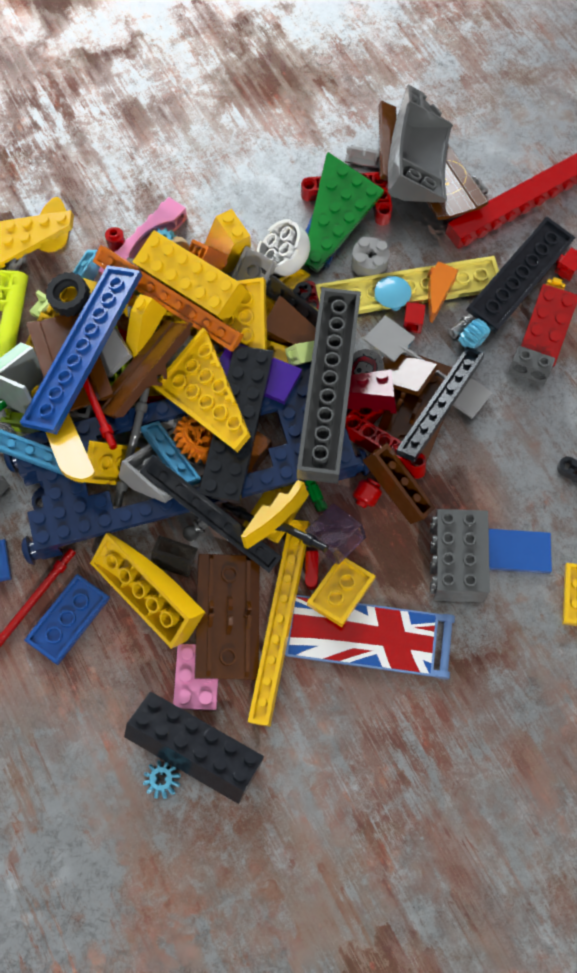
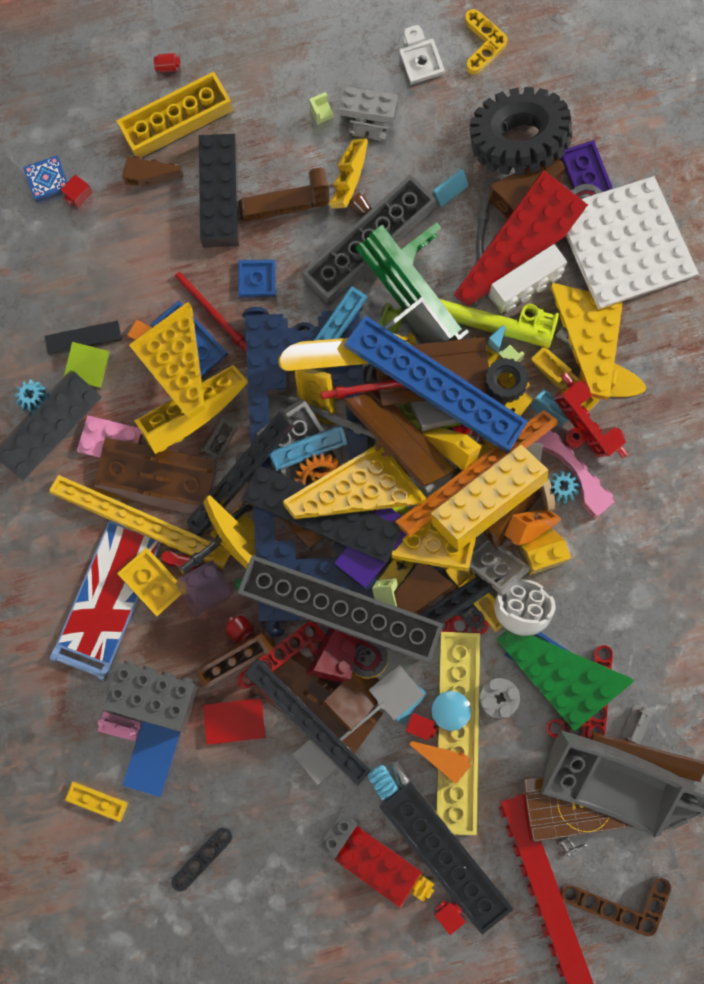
camera: 105 degrees right, 10 degrees up
(26, 312) = (496, 339): none -> medium azure slope
(58, 260) = (553, 367): none -> yellow slope
(67, 674) = (138, 330): none -> orange tile
(82, 238) = (601, 441): none -> red brick
(82, 739) = (87, 336): none -> black tile
(90, 623) = (173, 359): none -> yellow wing
(110, 723) = (88, 363): none -> lime tile
(456, 480) = (234, 721): none -> red tile
(497, 597) = (119, 726): none -> bright pink hinge
(517, 125) = (619, 910): none -> reddish brown beam

